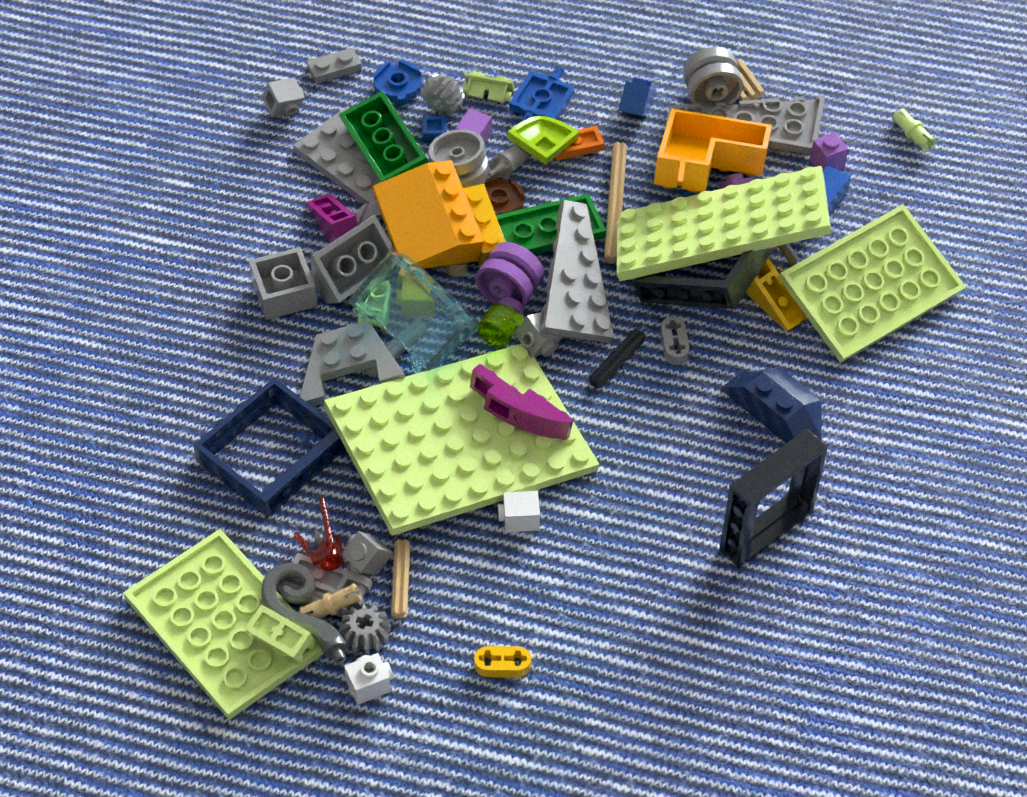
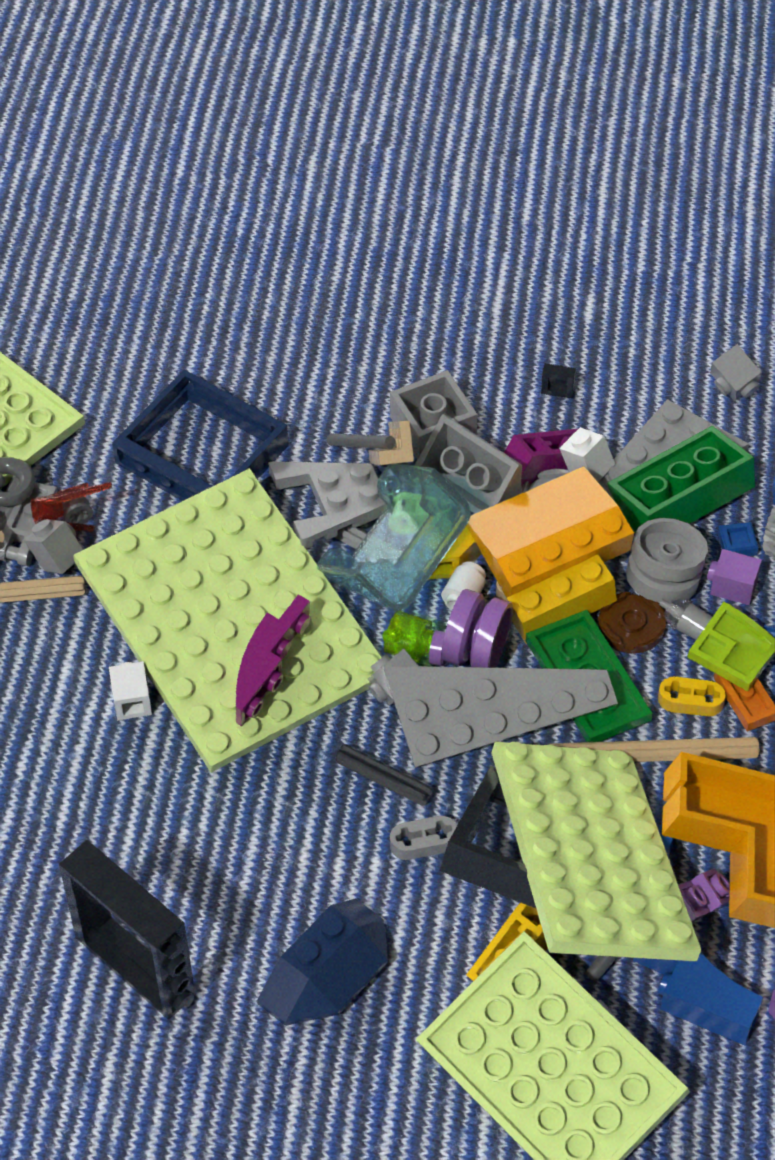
camera: 85 degrees right, 0 degrees up
(259, 205) = (558, 380): none -> black plate
(304, 329) = (361, 441): none -> dark grey bar
(337, 298) = (402, 450): none -> tan fence
(348, 192) = (587, 450): none -> white brick
(457, 286) = (466, 576): none -> white brick
(567, 173) = (691, 696): none -> yellow beam

